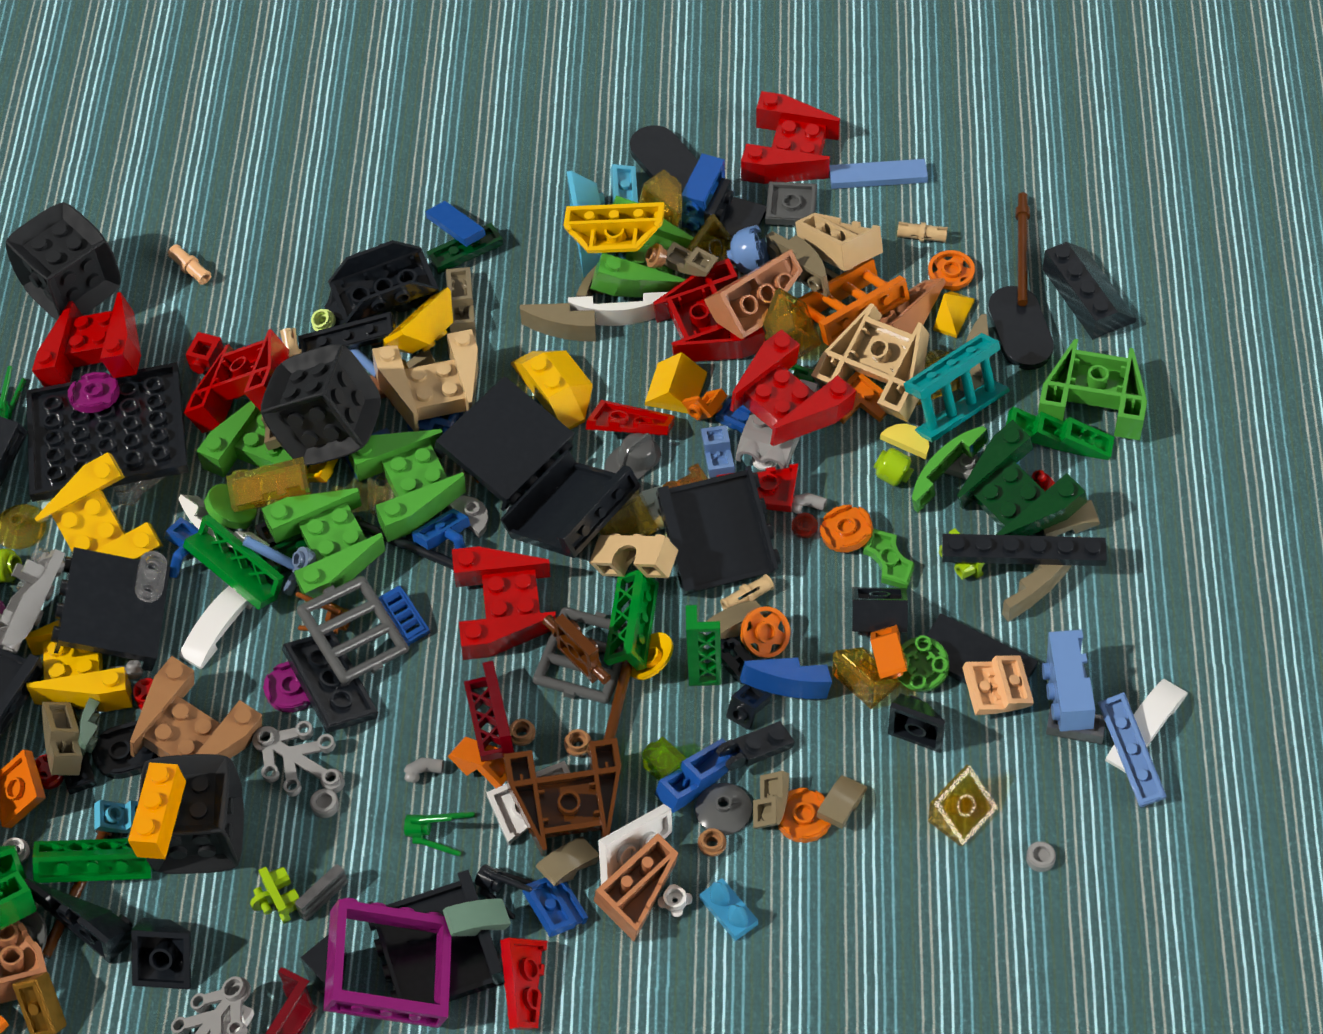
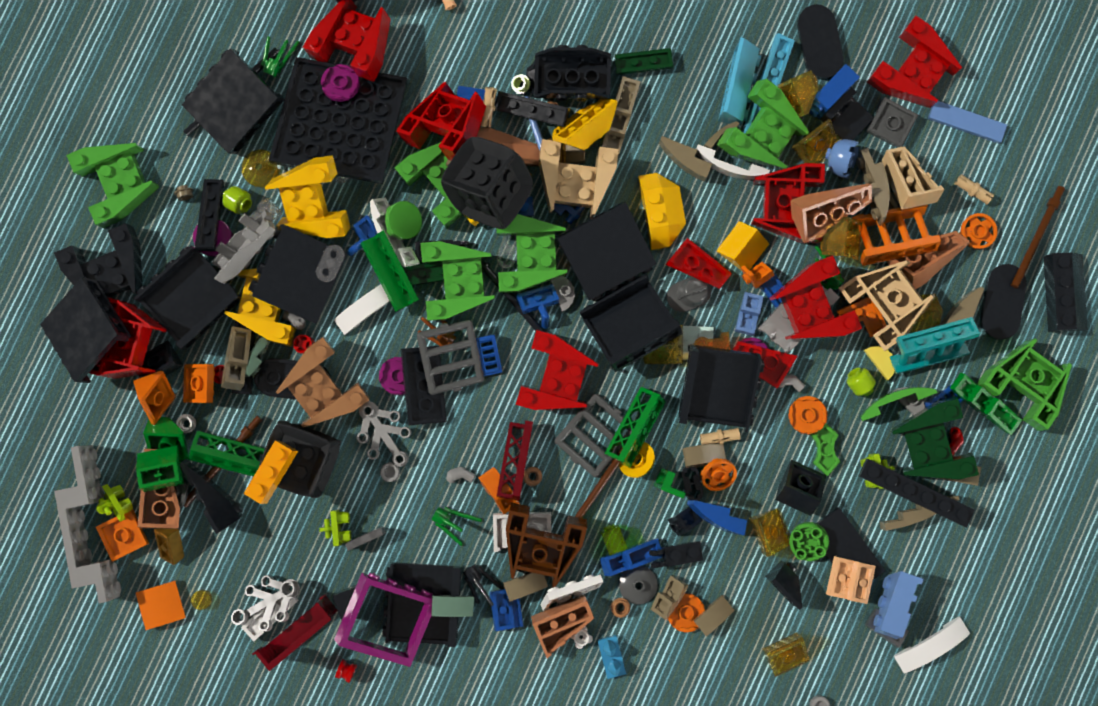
camera: 20 degrees right, 30 degrees up
(114, 816) = (255, 430): medium azure slope -> none
(161, 954) = (253, 538): black slope -> none
(203, 352) = (429, 71): red brick -> none
(268, 484) = (432, 225): clear yellow wedge -> none
(268, 552) = (422, 280): medium blue bar -> none
(300, 559) = (435, 292): sand blue plate -> none
(455, 223) = (644, 38): blue tile -> none
(521, 976) = (463, 662): red wing -> none
(577, 647) = (593, 449): reddish brown plate -> none
(577, 736) = (565, 506): medium nougat plate -> none
(613, 225) = (753, 111): yellow wedge -> none
(651, 555) = (667, 395): tan arch -> none
(656, 256) = (773, 143): medium nougat plate -> none
(688, 262) = (796, 156): dark tan slope -> none
(804, 525) = (781, 399): clear red plate -> none
(888, 652) = (791, 529): orange slope -> none
(952, 313) = (962, 269): yellow slope -> none
(1132, 750) = (913, 664): medium blue tile -> none

